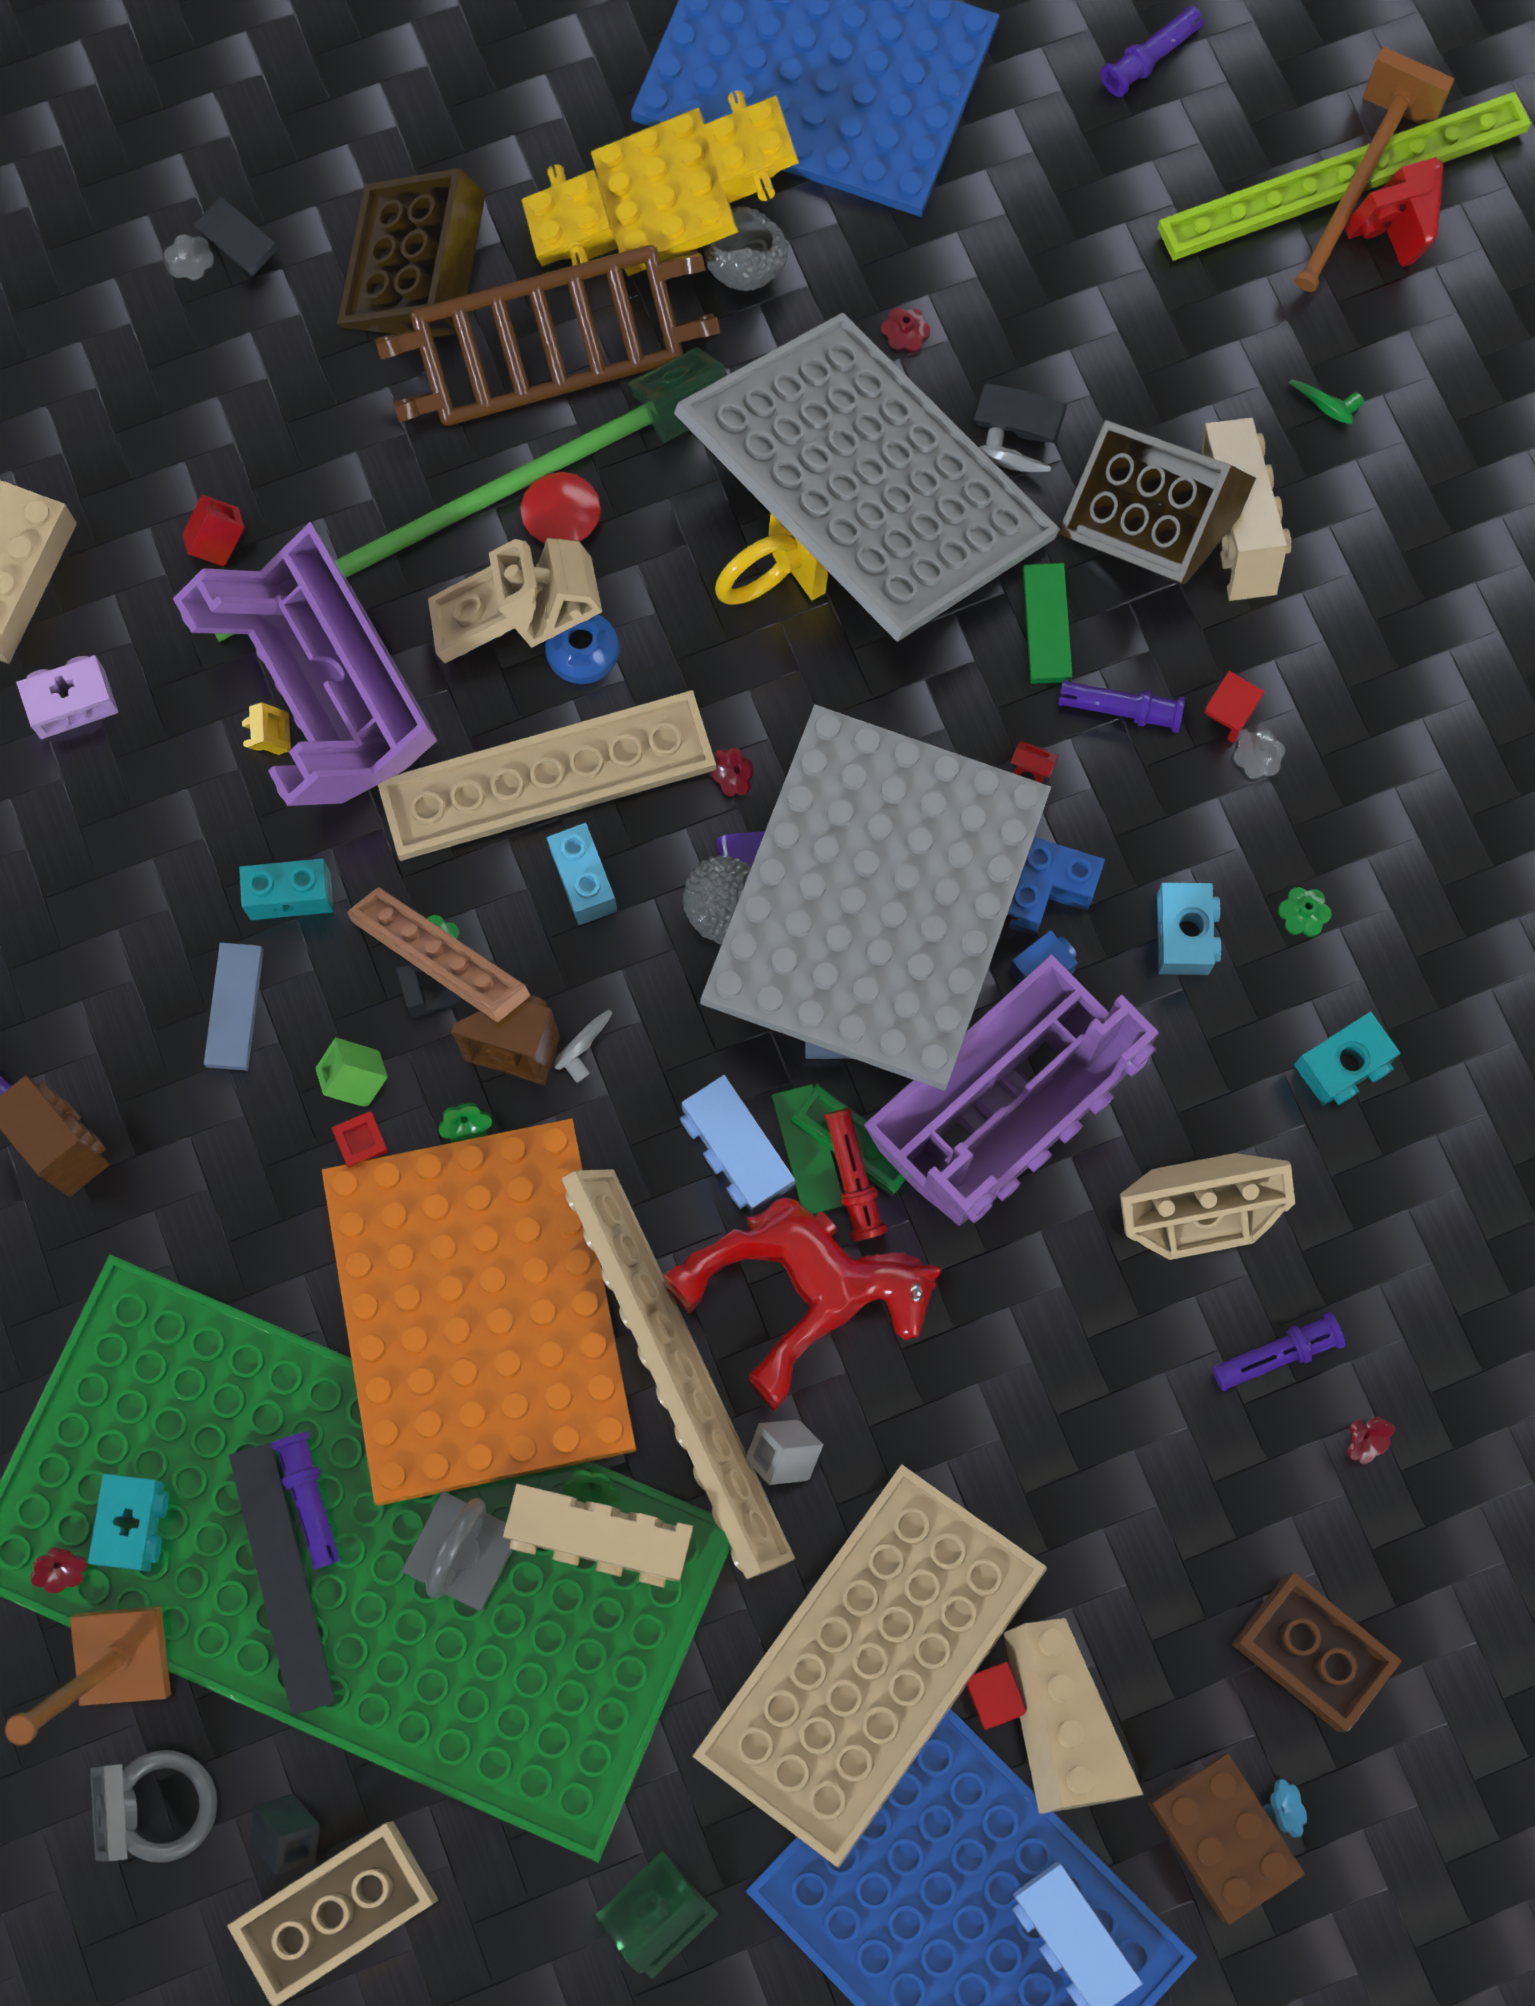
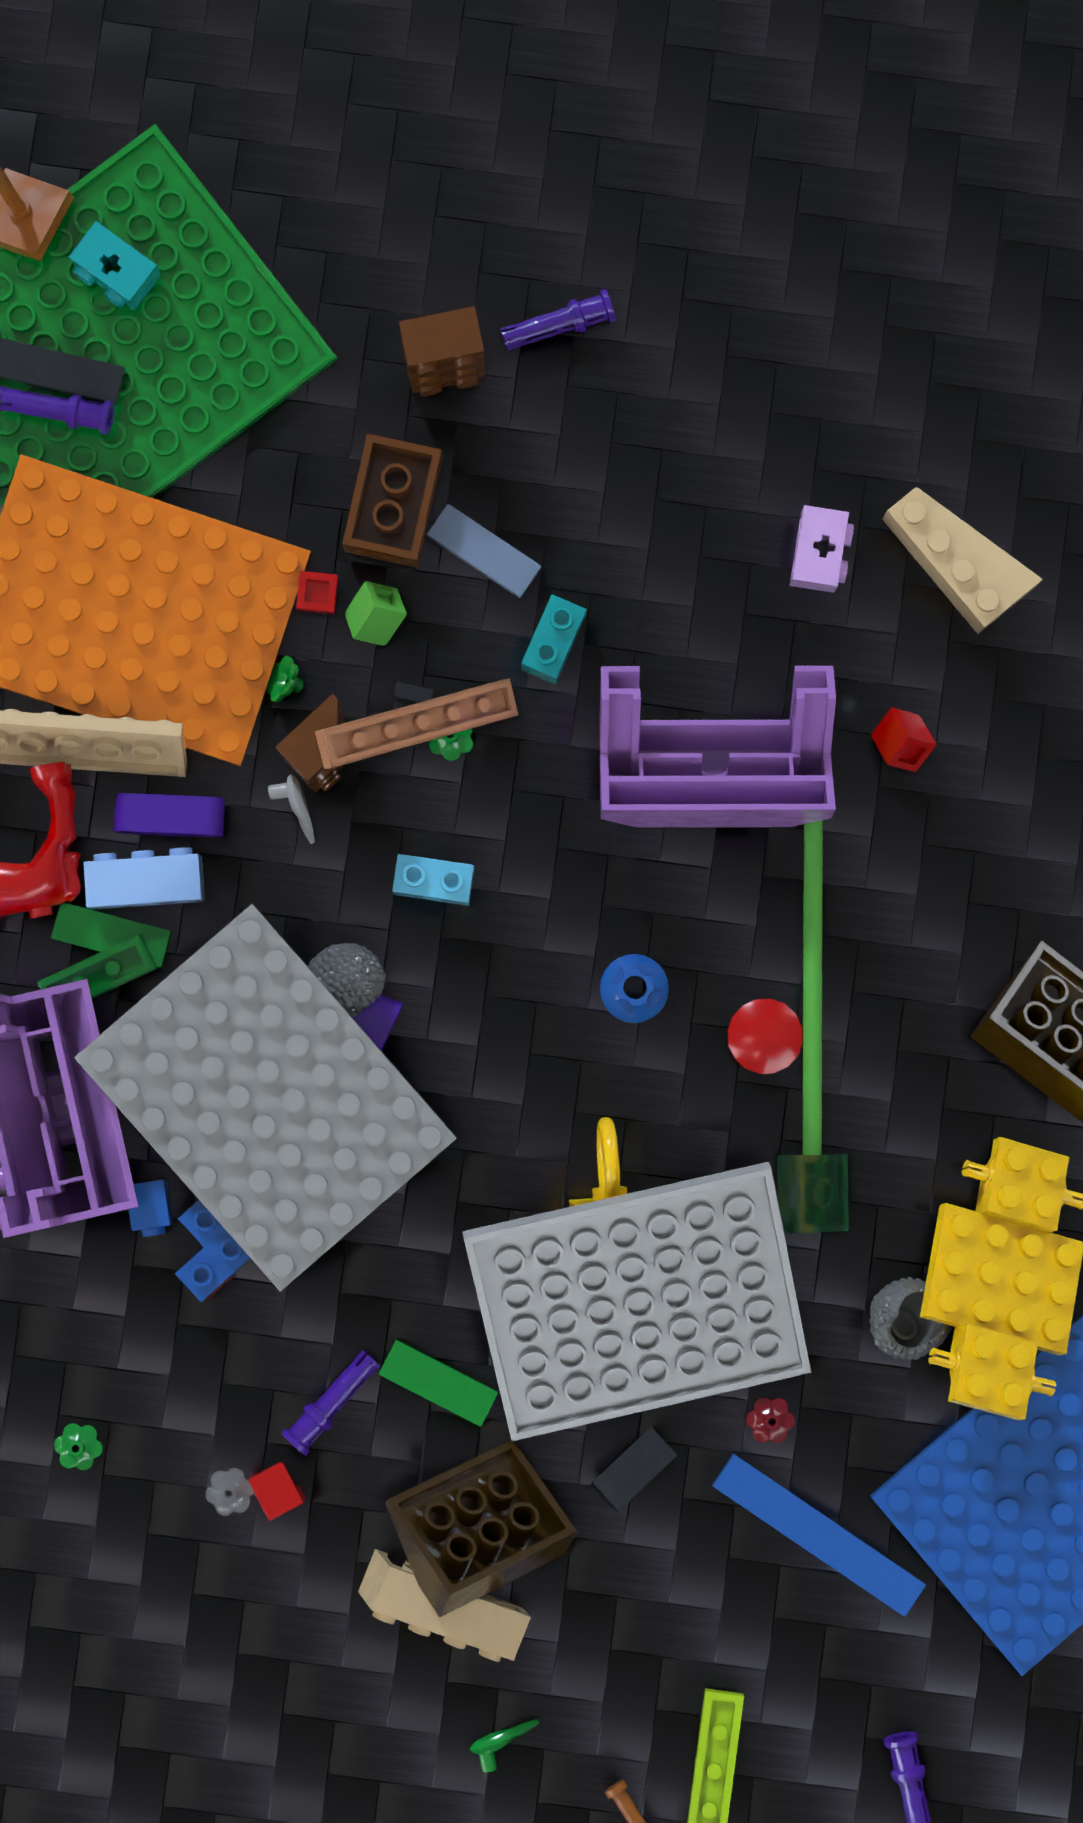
camera: 115 degrees right, 10 degrees up
(58, 1570) = (110, 199): dark red plant -> none
(227, 1112) = (392, 500): none -> reddish brown brick
(268, 729) = (700, 695): yellow tile -> none
(517, 596) = (695, 951): tan piece -> none
(535, 287) = (924, 960): reddish brown bar -> none
(546, 775) = (535, 899): tan plate -> none
(660, 1159) = (169, 815): none -> dark purple beam
(732, 771) = (453, 1050): dark red plant -> none
(858, 1194) = (51, 952): red pin -> none
(981, 238) = (819, 1535): none -> blue tile
(1009, 458) = (599, 1439): light grey bar -> none
(1033, 760) = (323, 1299): red tile -> none
(1177, 951) = (137, 1339): medium azure brick -> none

